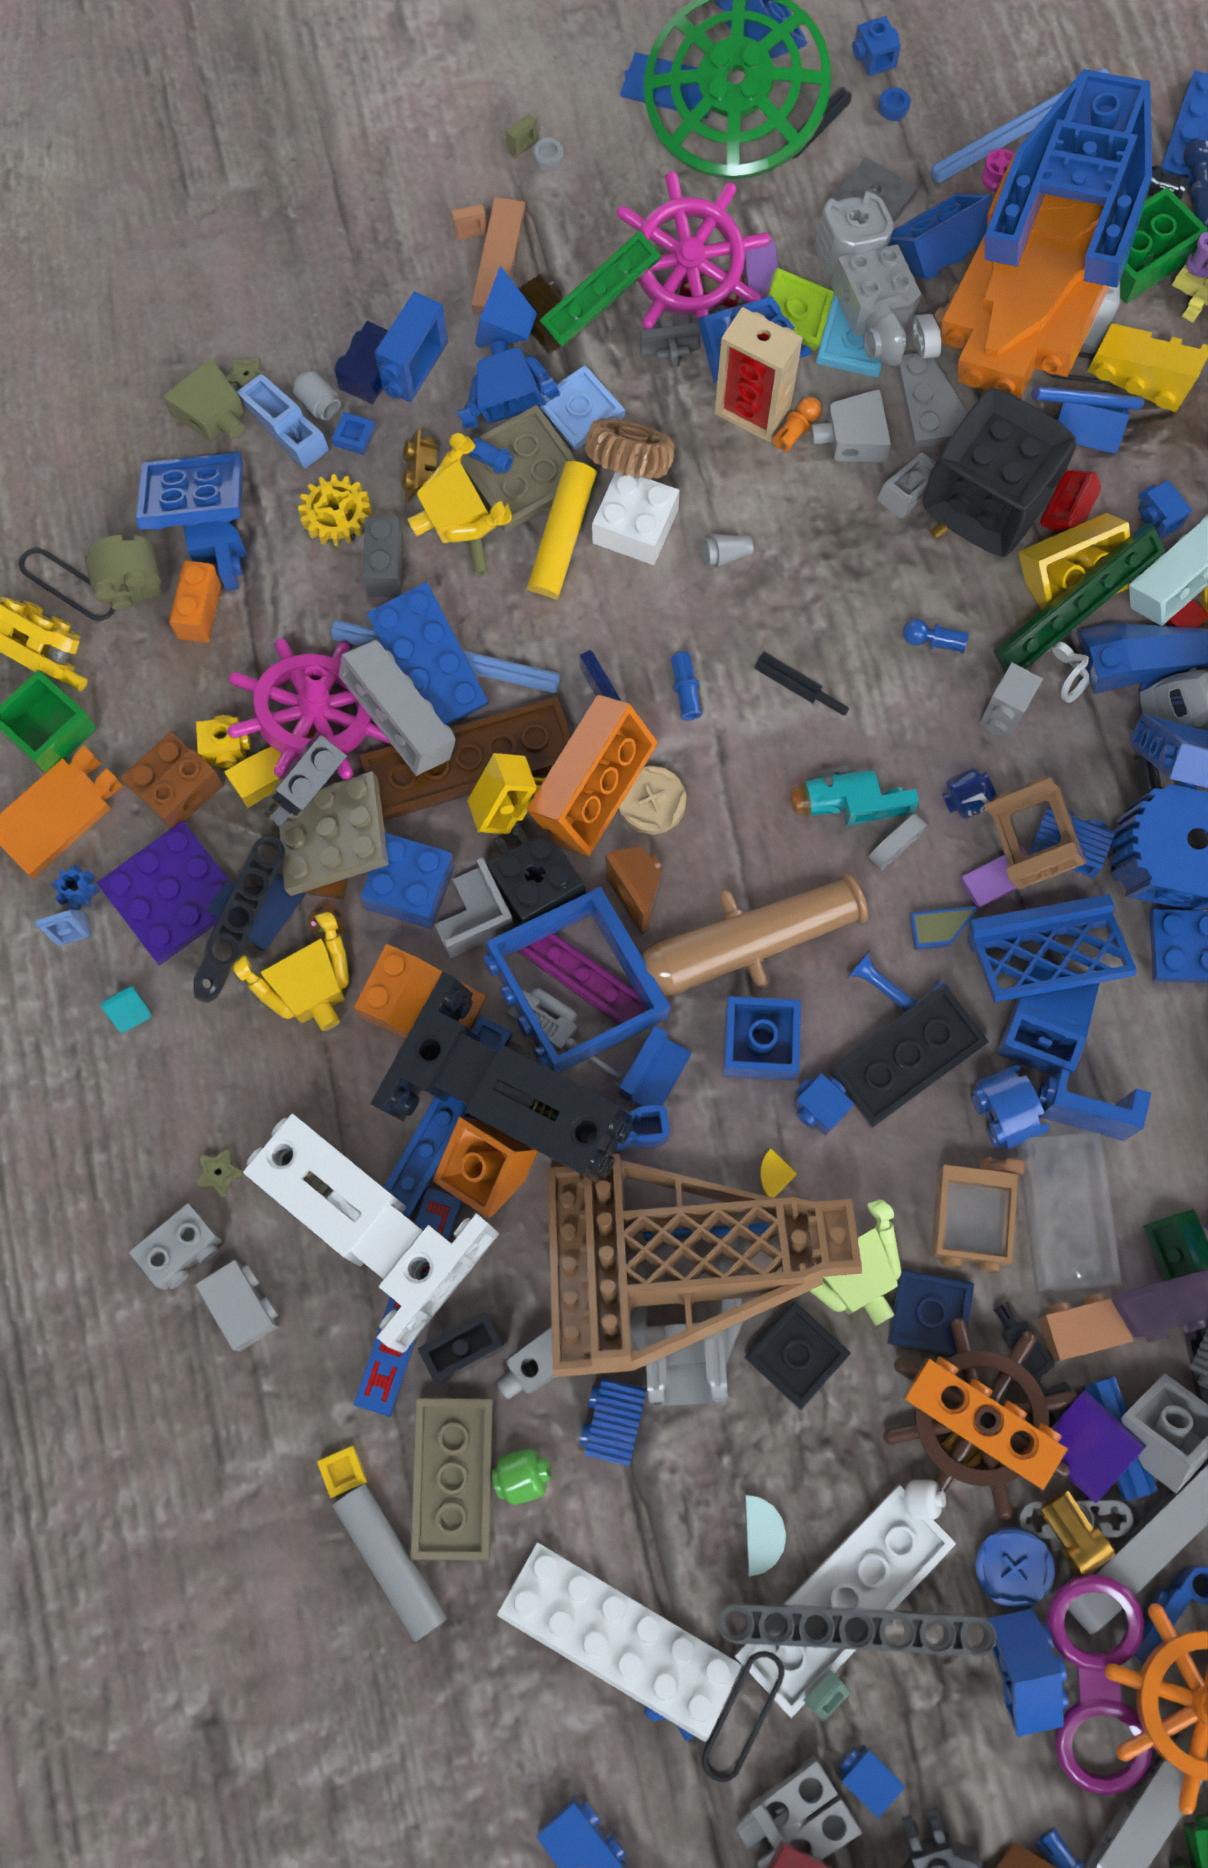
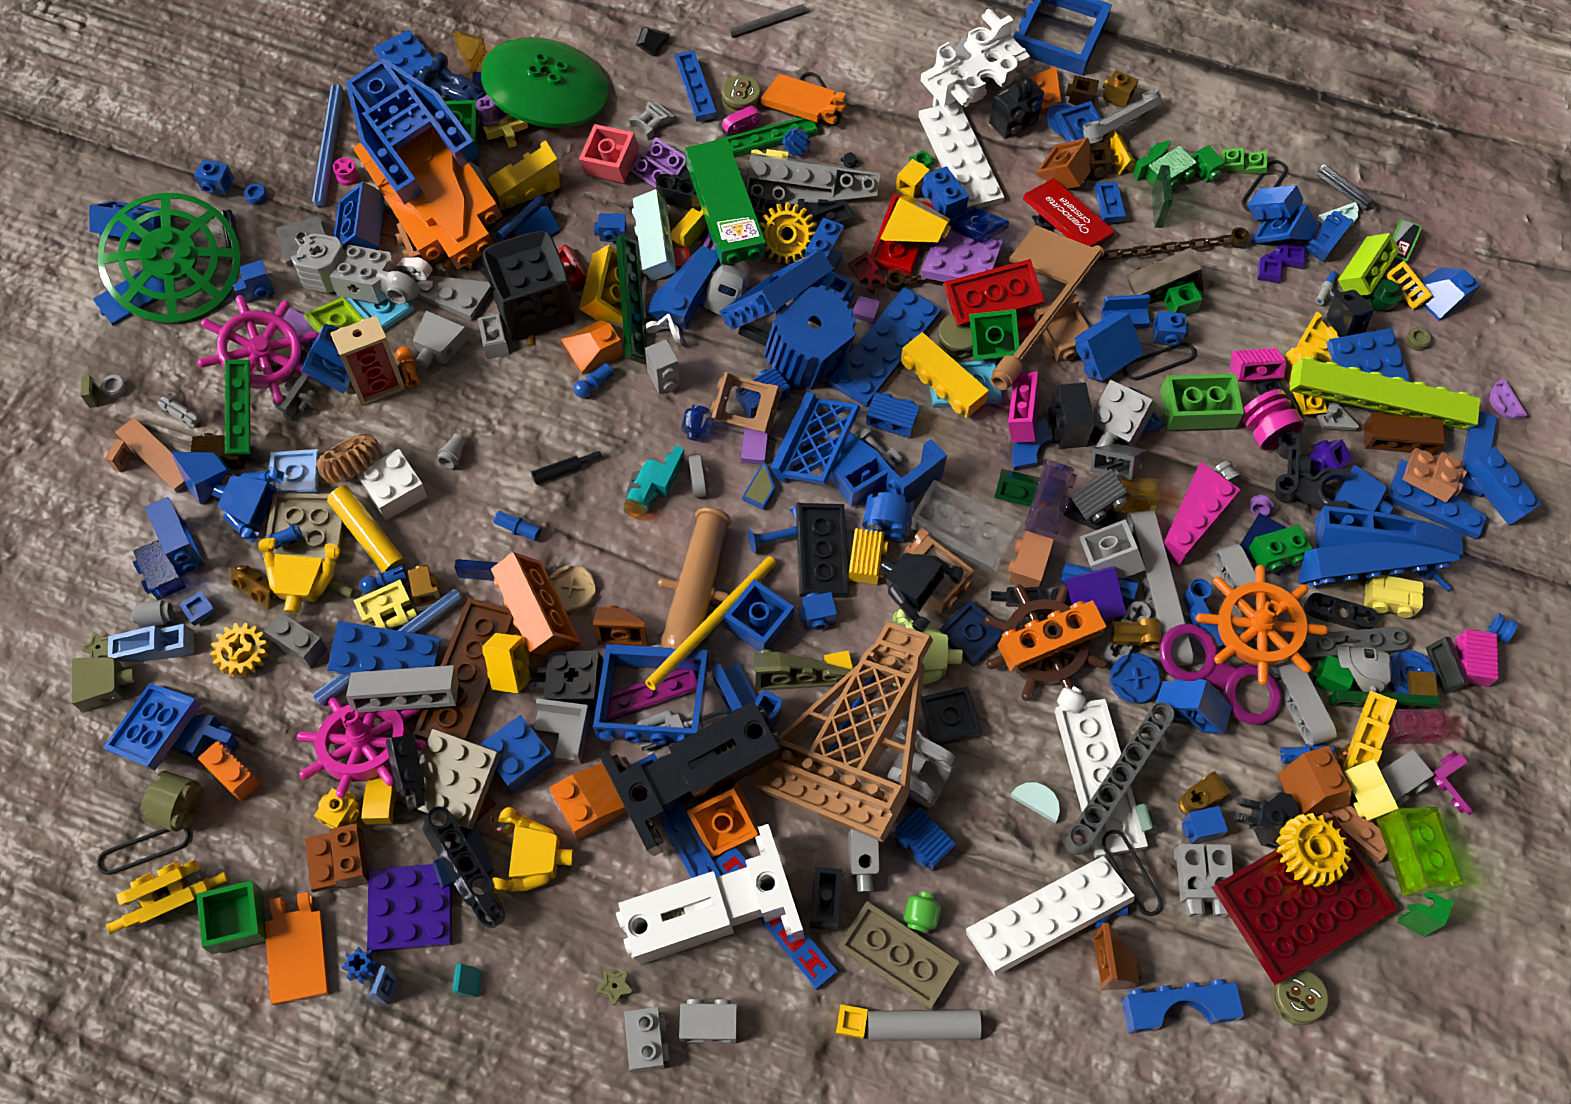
camera: 60 degrees left, 10 degrees down
(491, 612) = (383, 602): none -> light yellow plate
(503, 584) = (370, 583): none -> blue pin
(539, 638) = (424, 585): none -> pearl gold brick
(566, 239) = (179, 411): none -> light grey axle
(608, 1764) = (1115, 960): none -> dark orange slope
(707, 987) = (707, 626): none -> yellow piece
(713, 1110) = (787, 671): none -> olive wedge
(777, 188) = (254, 282): none -> blue brick
(919, 1757) = (1206, 793): none -> pearl gold piece
(936, 1197) = (914, 581): none -> black torso
(938, 1116) = (866, 556): none -> yellow brick
(983, 602) = (593, 346): none -> orange slope
(1107, 1005) = (865, 435): none -> light grey hinge
(1164, 1020) = (892, 414): none -> blue brick

